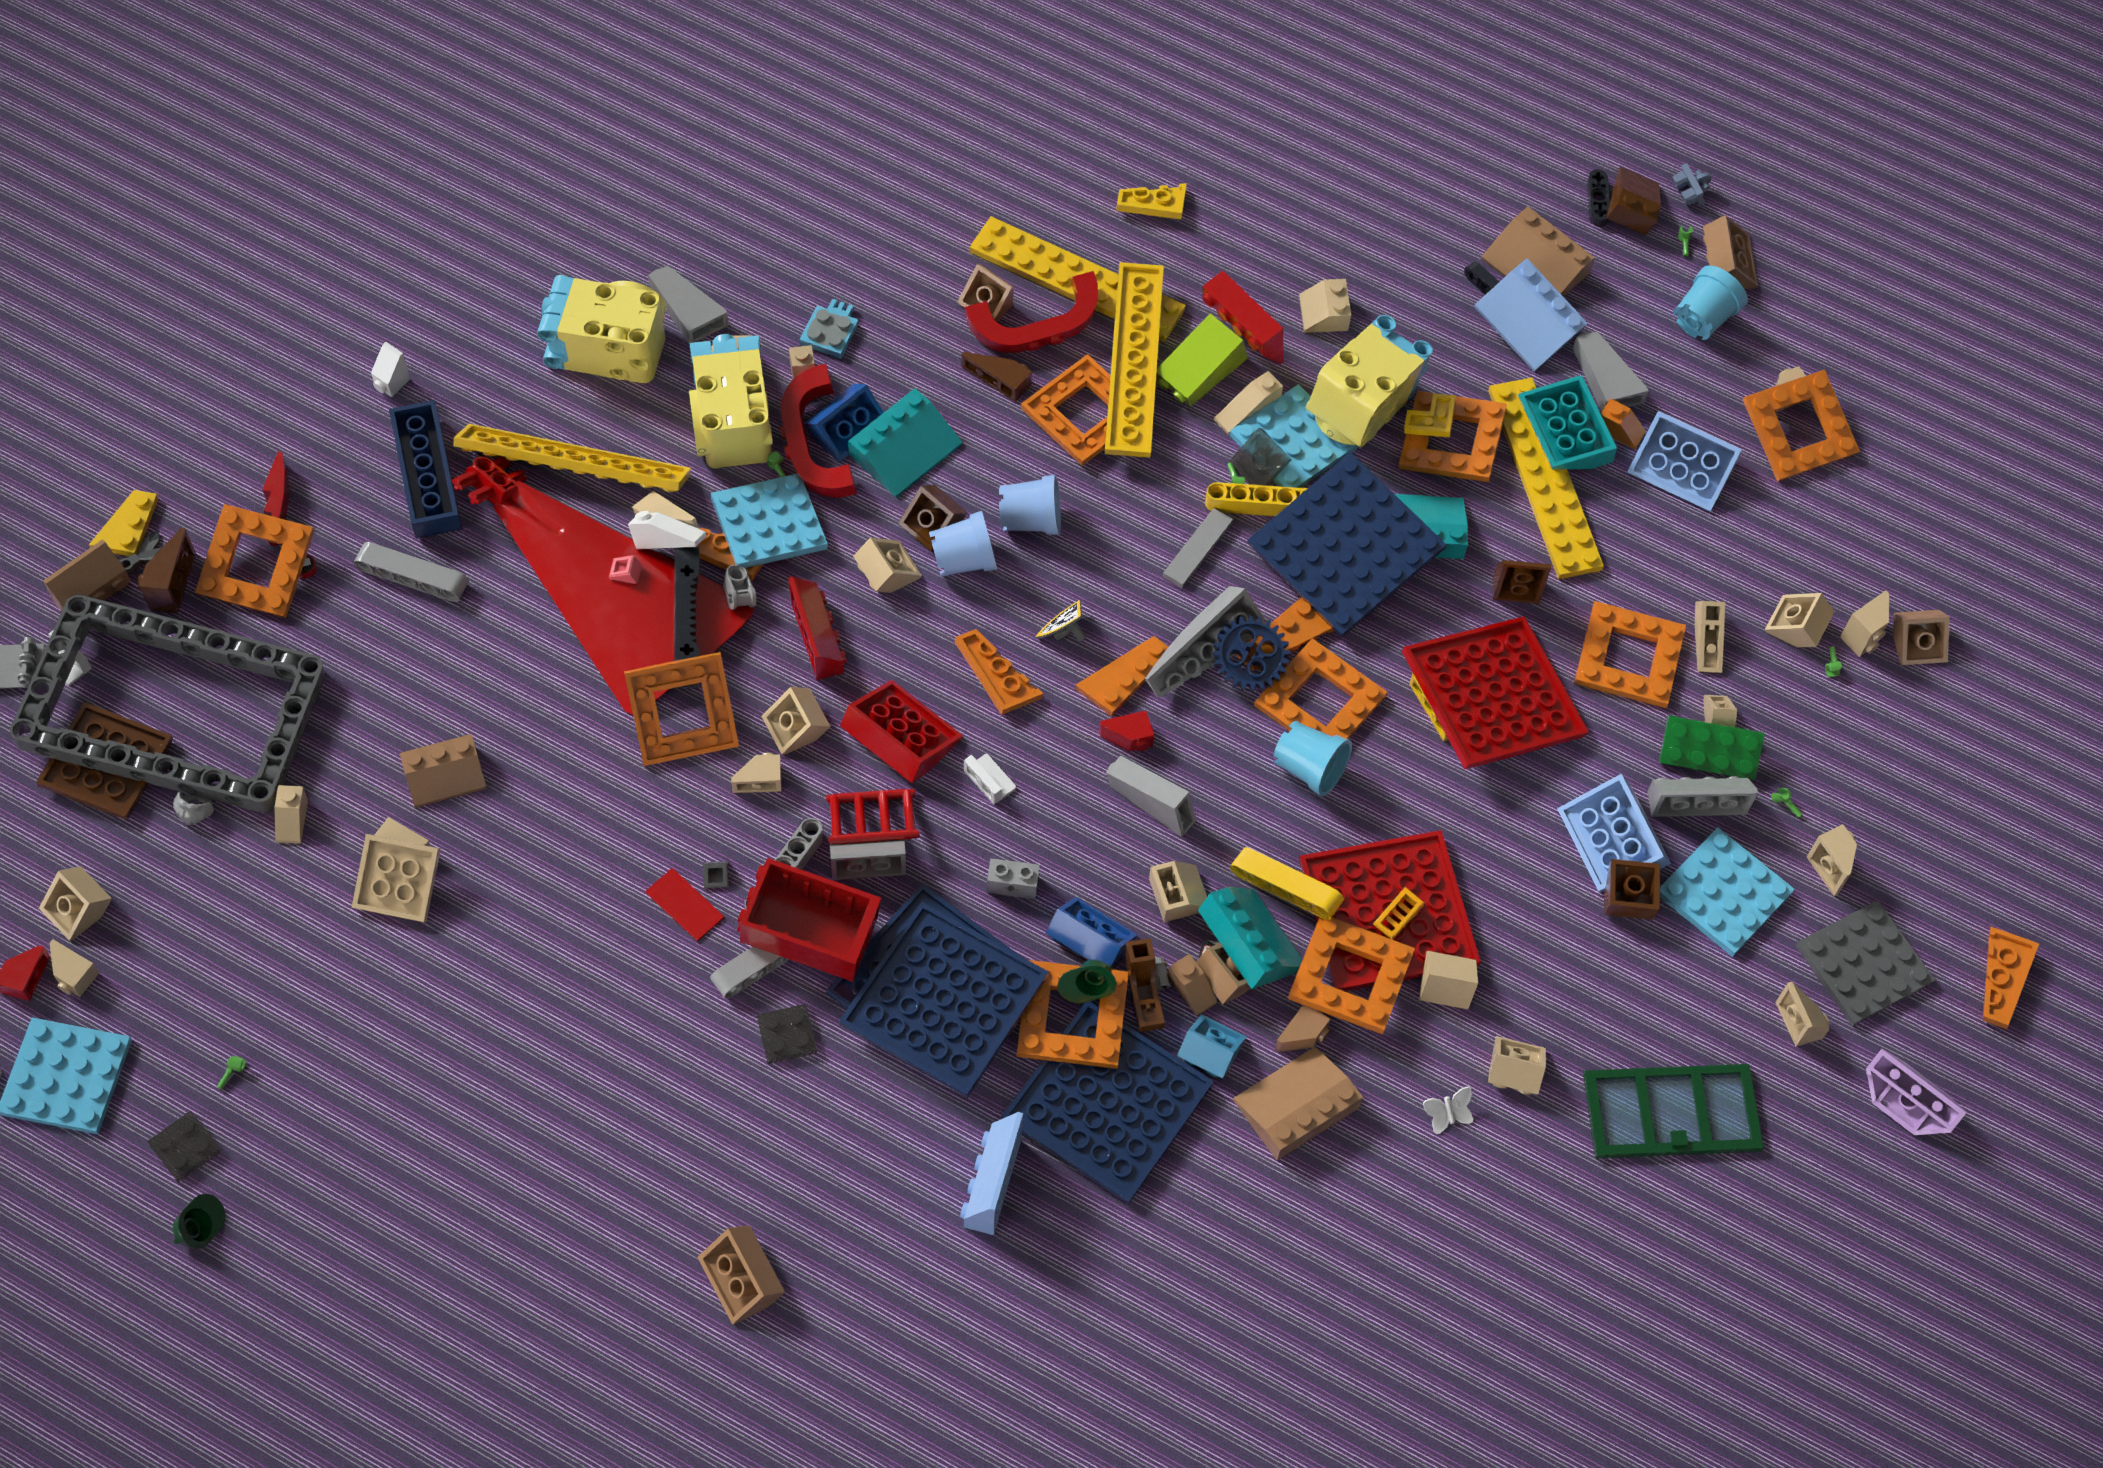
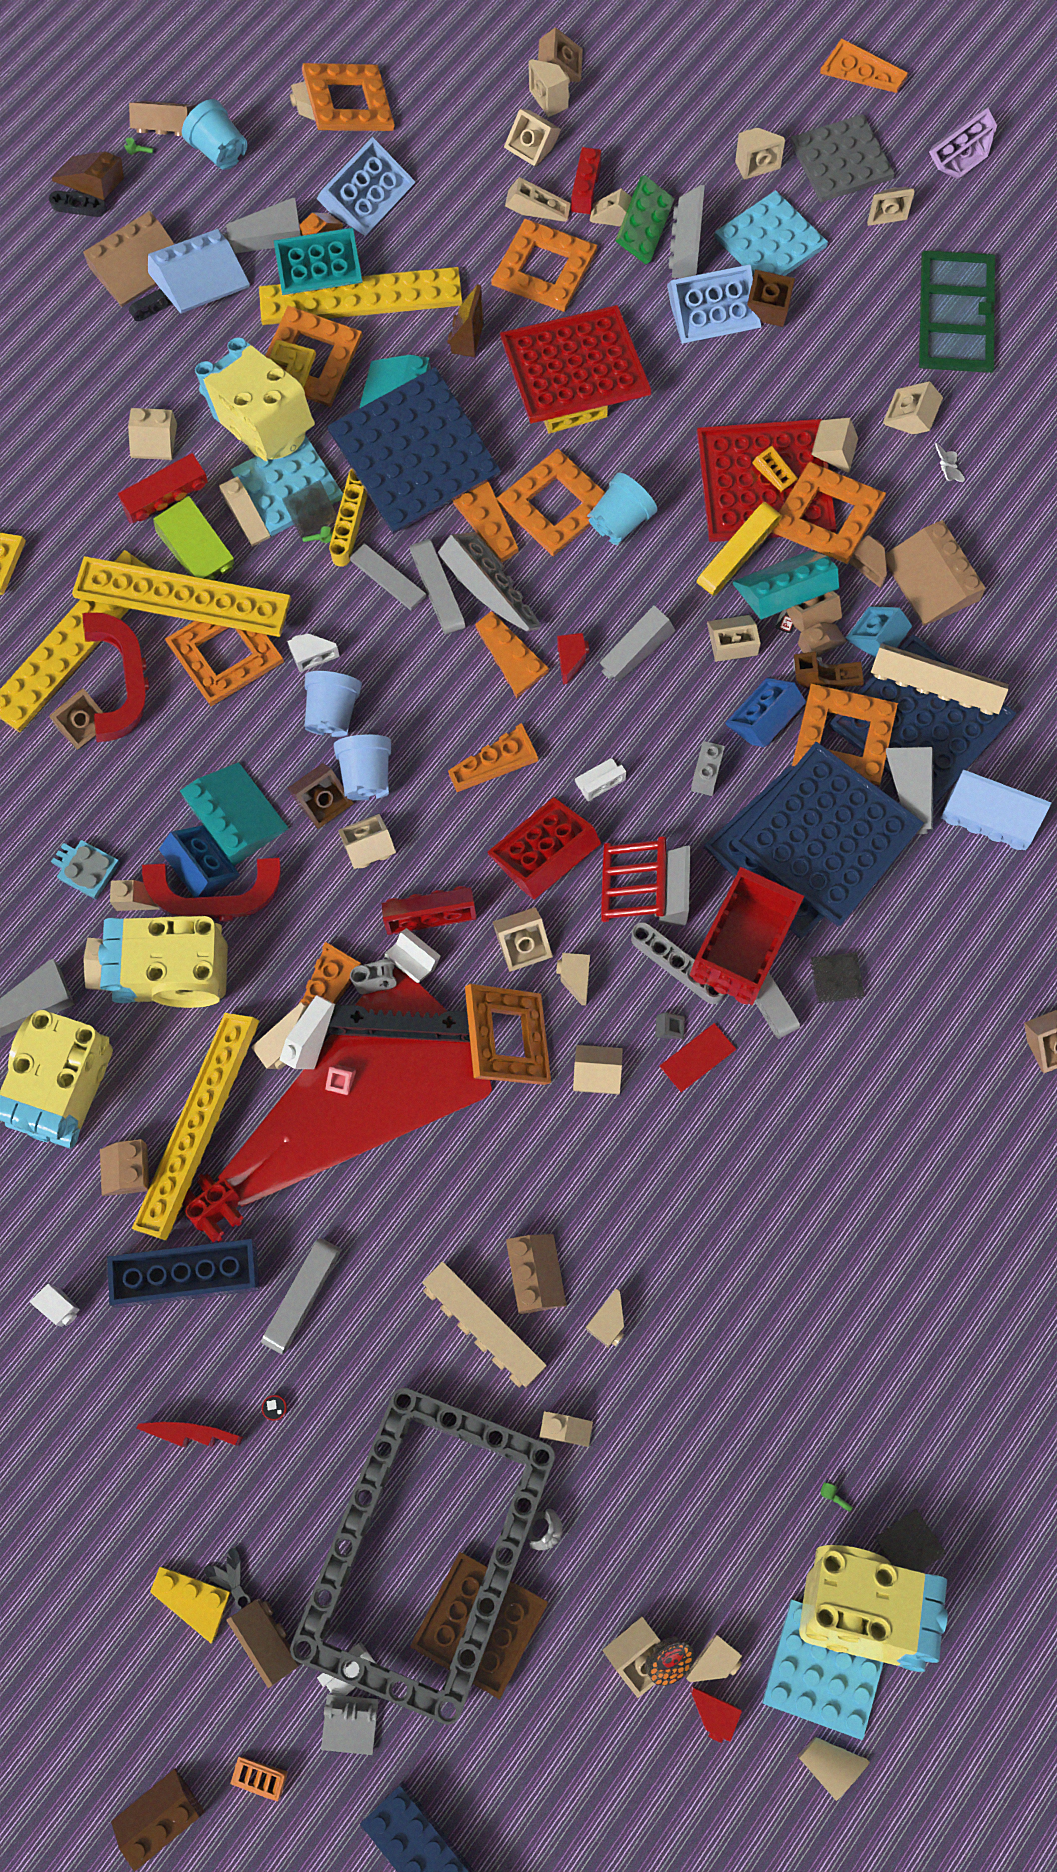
camera: 75 degrees left, 10 degrees up
(69, 924) = (669, 1661): none -> tile
(114, 1091) = (873, 1608): none -> light yellow piece
(168, 574) = (272, 1553): reddish brown slope -> none
(199, 1221) = (998, 1532): dark green piece -> none
(231, 525) = (220, 1473): orange plate -> none
(389, 731) = (484, 1324): none -> tan brick
(396, 878) = (652, 1322): tan plate -> none
(527, 410) = (124, 1168): none -> medium nougat slope
(662, 807) = (597, 1069): none -> tan slope
(763, 621) = (413, 956): none -> white panel
(768, 521) = (300, 943): medium azure plate -> none
(773, 462) = (231, 934): bright green hand -> none
(999, 373) = (172, 716): reddish brown slope -> none
(1017, 1087) = (914, 781): none -> light grey slope
(1064, 624) = (452, 694): shield -> none
(1087, 982) = (825, 708): dark green piece -> none
(1094, 485) = (311, 651): none -> white slope
(1151, 1104) = (940, 679): none -> tan brick
(1191, 593) = (437, 586): none -> light grey beam
(1270, 663) = (496, 531): dark blue gear -> none
(1694, 193) = (82, 126): sand blue hips -> none
(1734, 678) = (585, 180): none -> red arch
(1784, 797) = (692, 181): bright green hand -> none
(1833, 668) = (578, 124): bright green hand -> none

